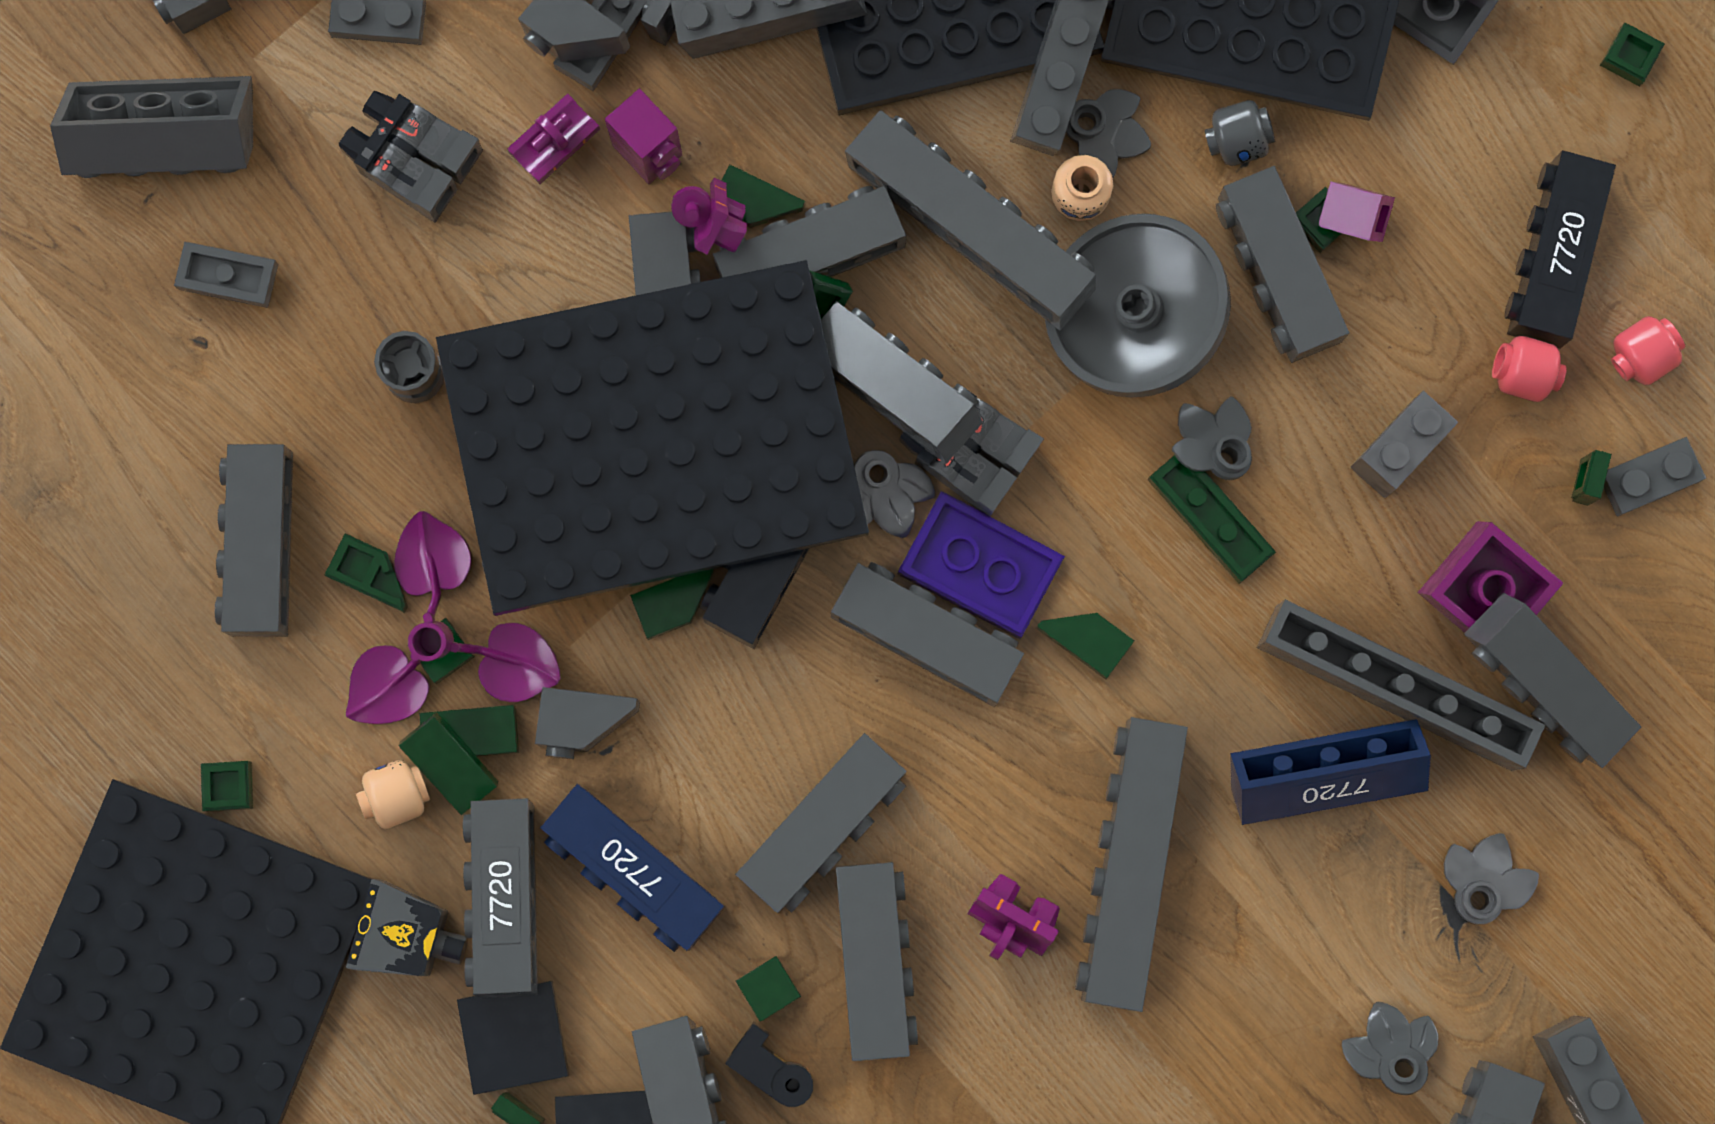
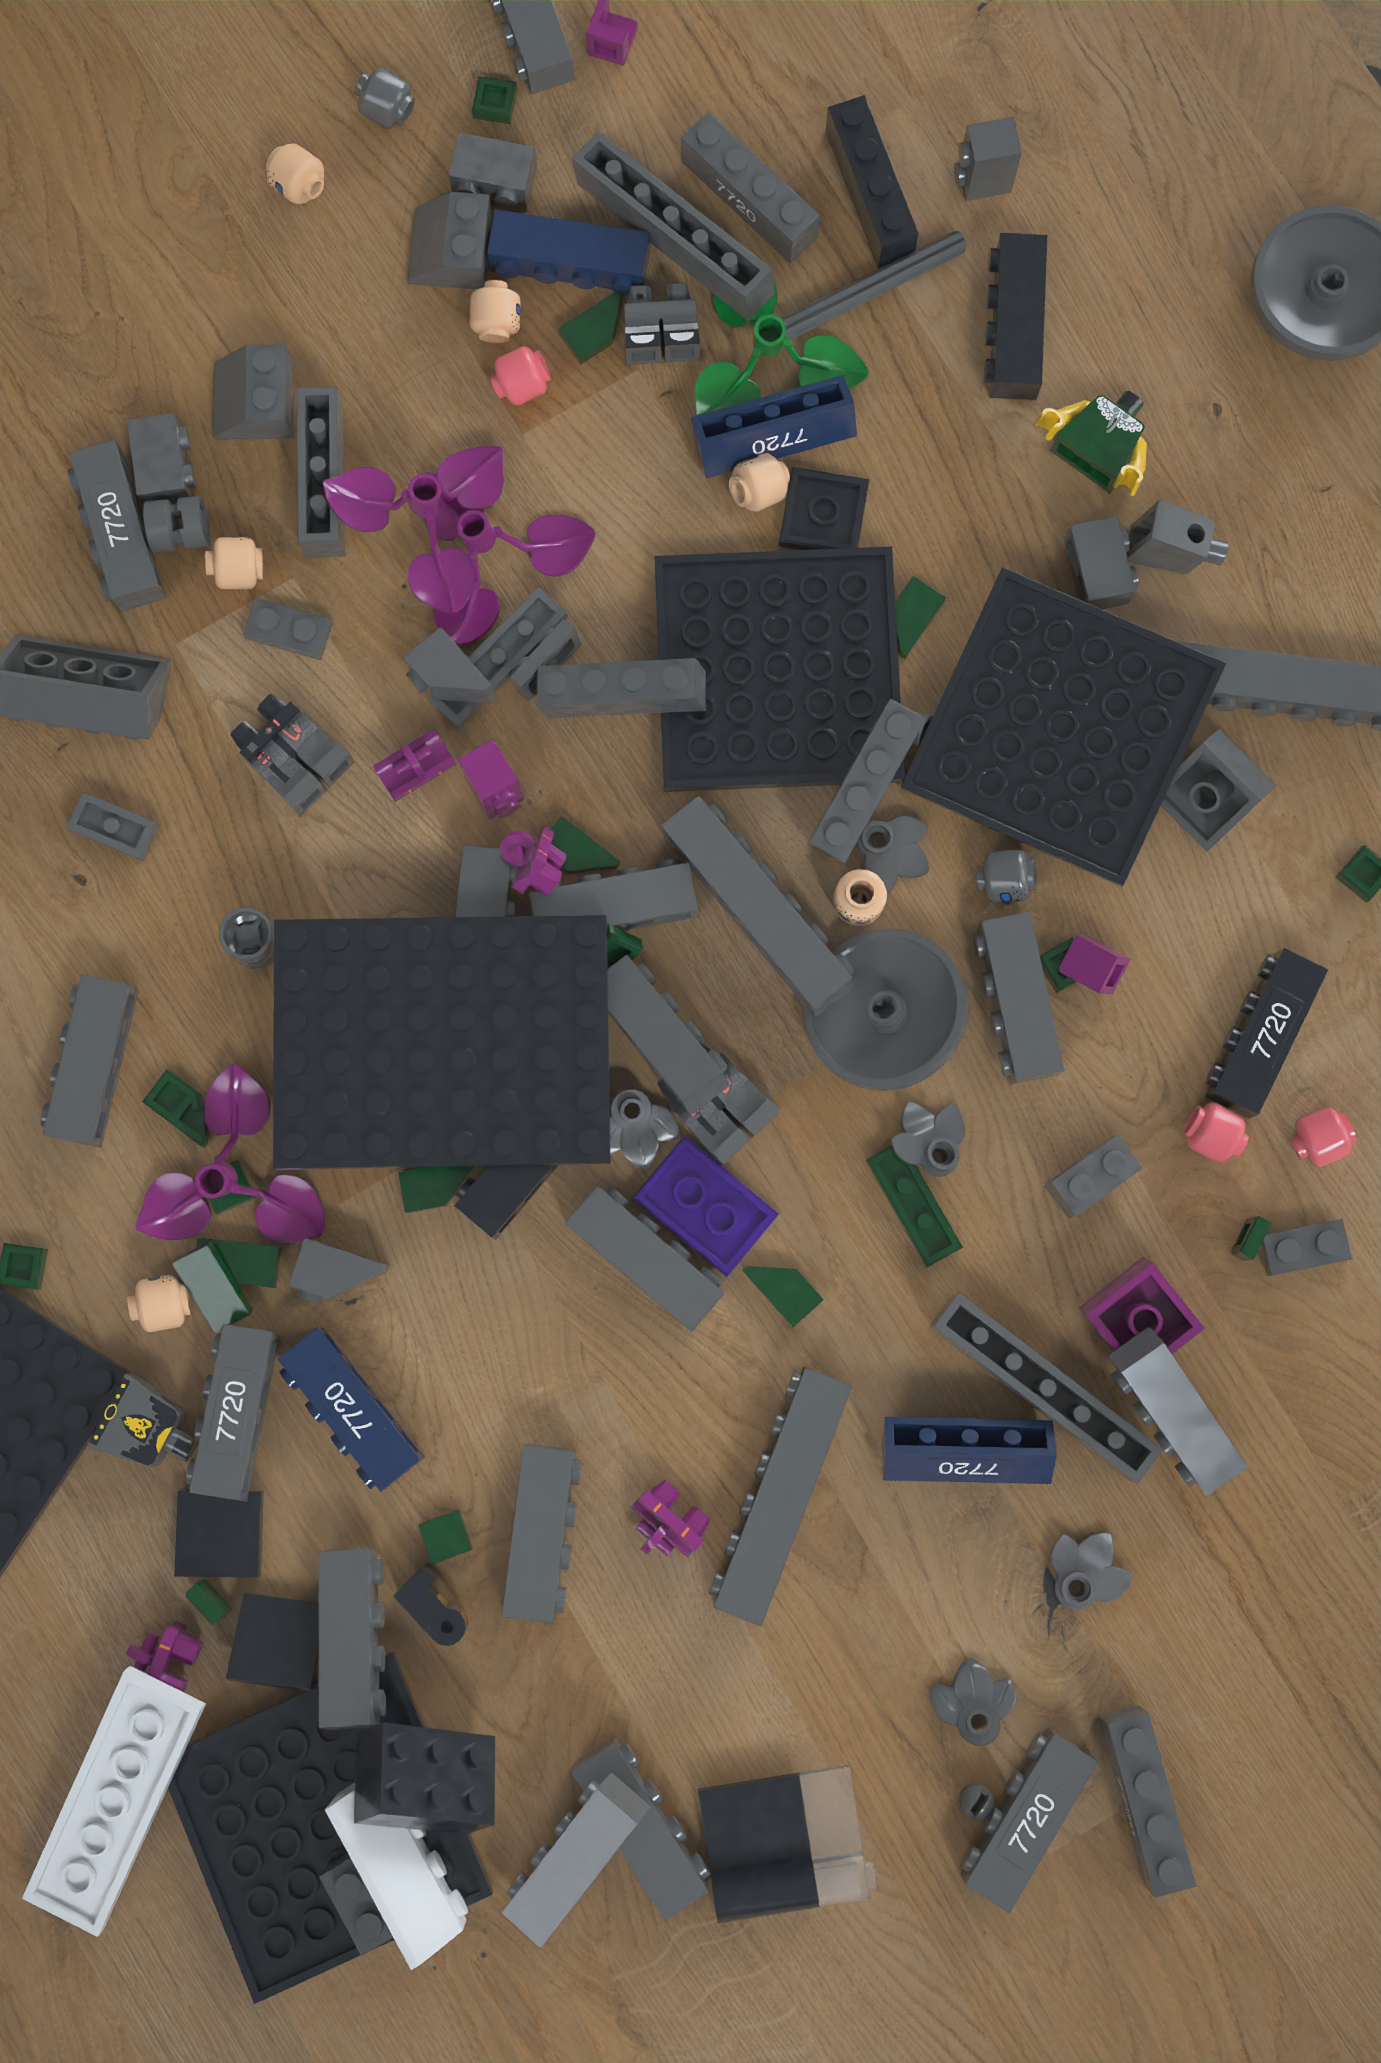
camera: 15 degrees right, 0 degrees up
(821, 823) = (519, 1405): dark grey brick -> none

